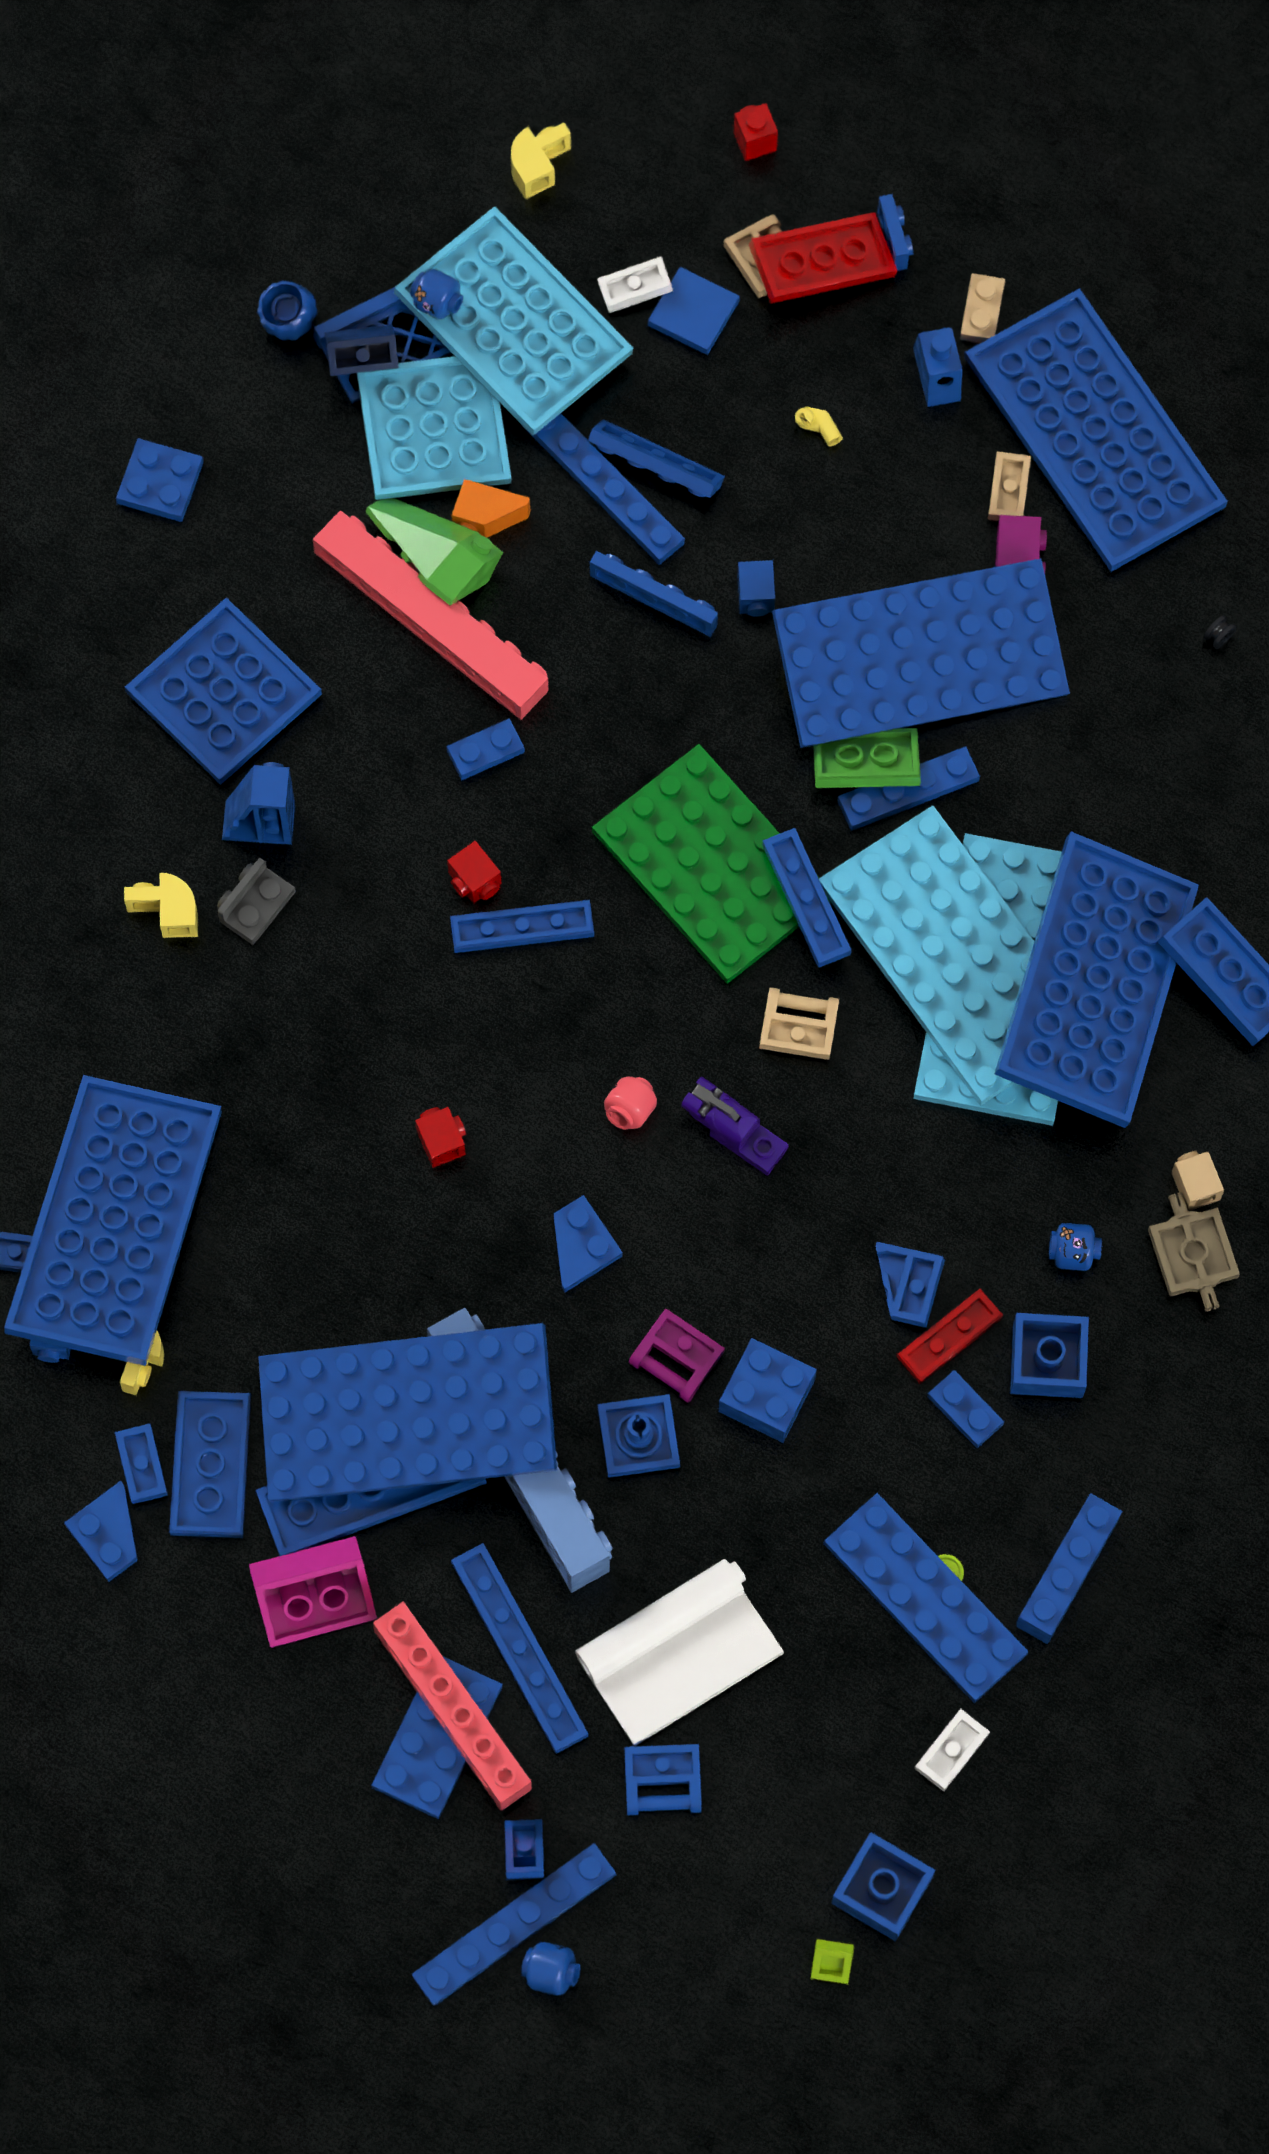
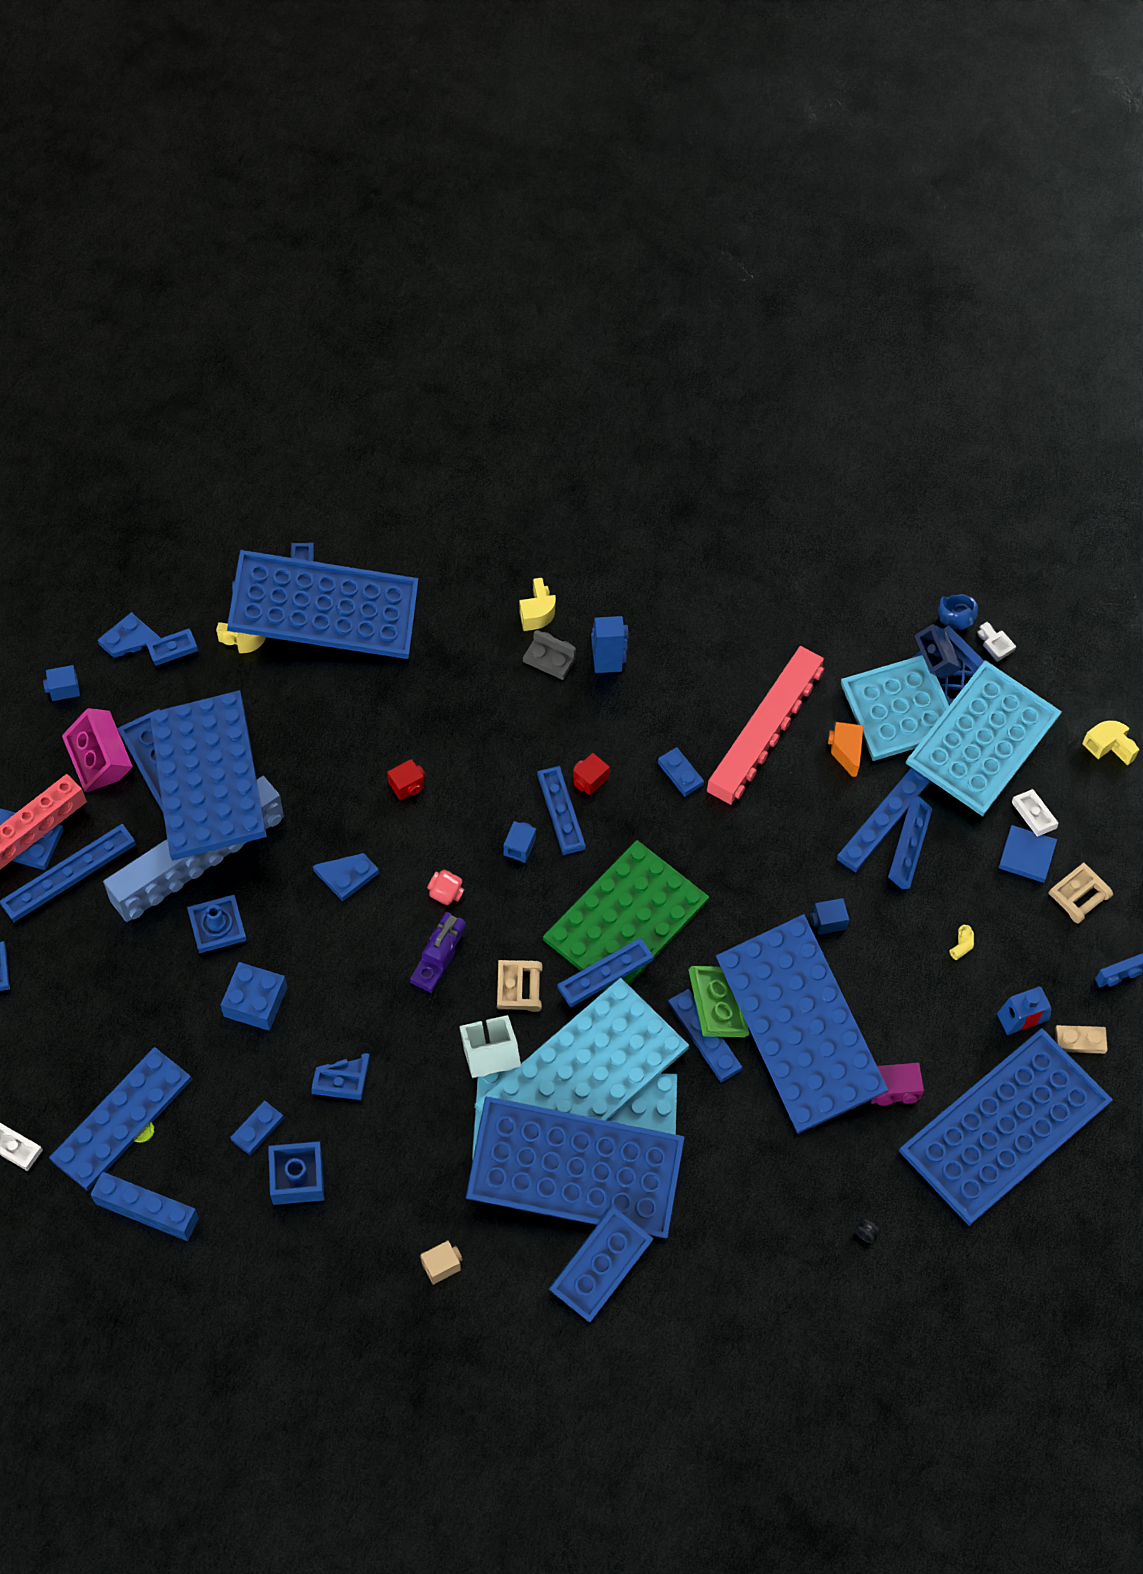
camera: 80 degrees right, 10 degrees down
(159, 480) = (826, 564): blue plate -> none
(180, 1637) = (61, 683): none -> blue brick
(210, 1464) = (175, 685): blue tile -> none
(223, 690) = (689, 617): blue plate -> none
(345, 270) = (995, 643): none -> white plate
(436, 293) = (984, 681): blue head -> none
(448, 555) = (810, 720): bright green wedge -> none
(570, 988) = (520, 841): none -> blue brick
(644, 588) = (810, 863): blue plate -> none
(679, 1651) = (72, 968): white door -> none
(683, 1345) = (281, 943): magenta plate -> none
(822, 257) = (1087, 924): red plate -> none
(907, 1061) = (494, 1057): none -> light aqua piece
(950, 1336) = (309, 1111): red tile -> none
(1009, 485) = (946, 1072): tan plate -> none
(1074, 1246) = (379, 1182): blue head -> none
(1193, 1252) = (387, 1267): dark tan plate -> none

